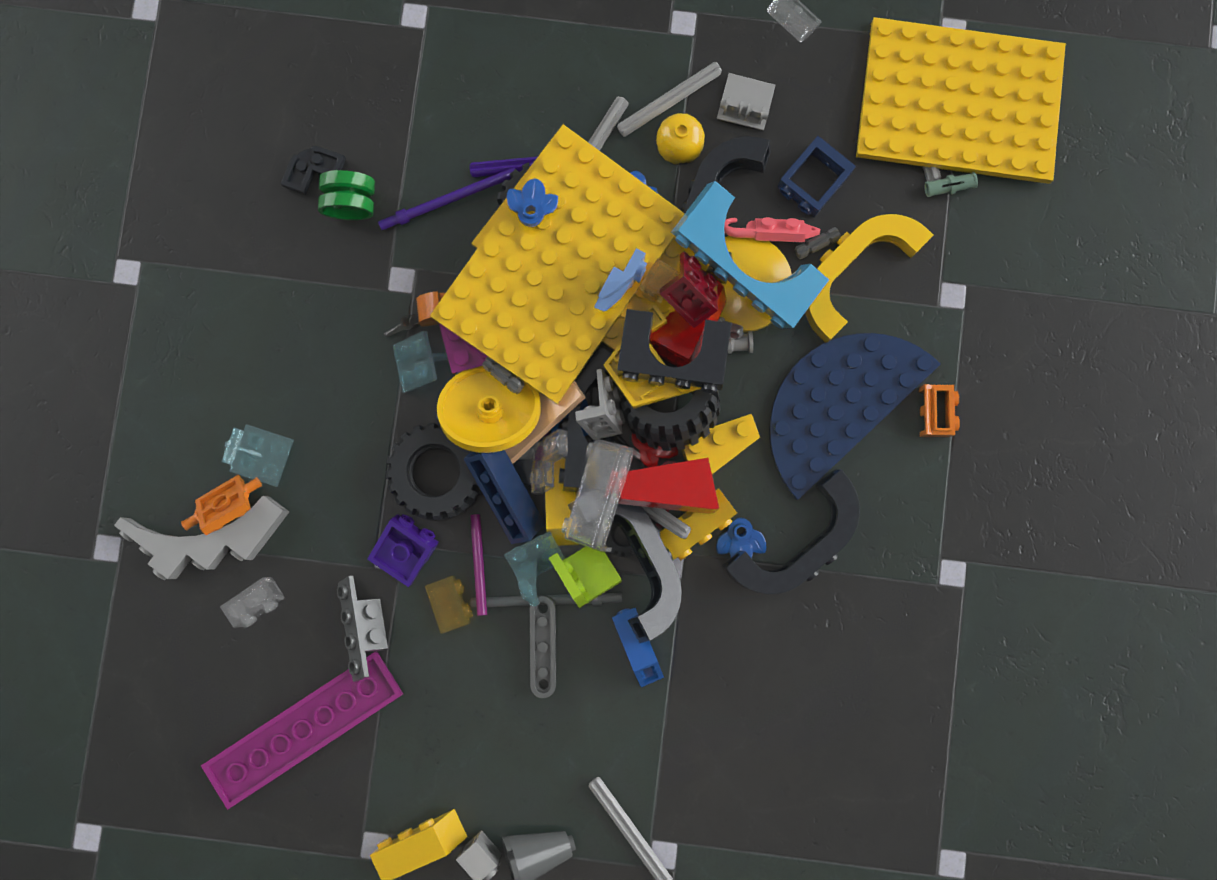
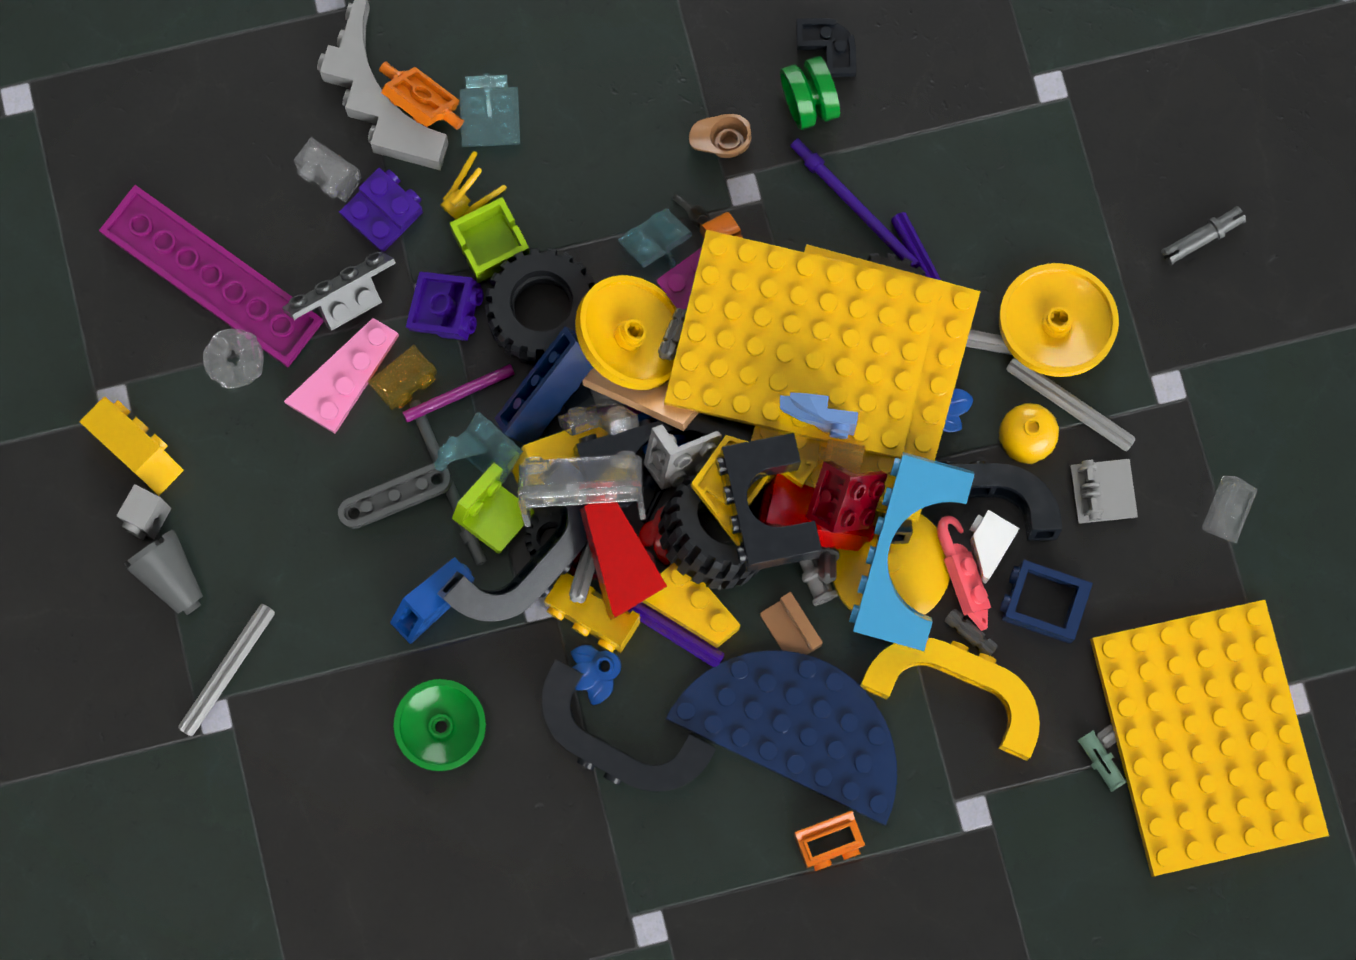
camera: 65 degrees right, 5 degrees down
(303, 570) = (382, 209): none -> dark purple plate
(322, 508) = (456, 201): none -> yellow plant
(352, 278) = (722, 135): none -> medium nougat piece
(363, 495) = (488, 238): none -> lime piece
(379, 722) = (224, 372): none -> clear plate
(430, 654) = (341, 380): none -> bright pink wing
(531, 199) = (877, 288): blue plate -> none
(603, 79) = (1058, 320): none -> yellow dish
(741, 461) = (678, 635): none -> dark purple axle
(755, 200) = (990, 542): none -> white slope
(757, 688) = (434, 703): none -> green dish
(762, 376) = (791, 626): none -> medium nougat panel

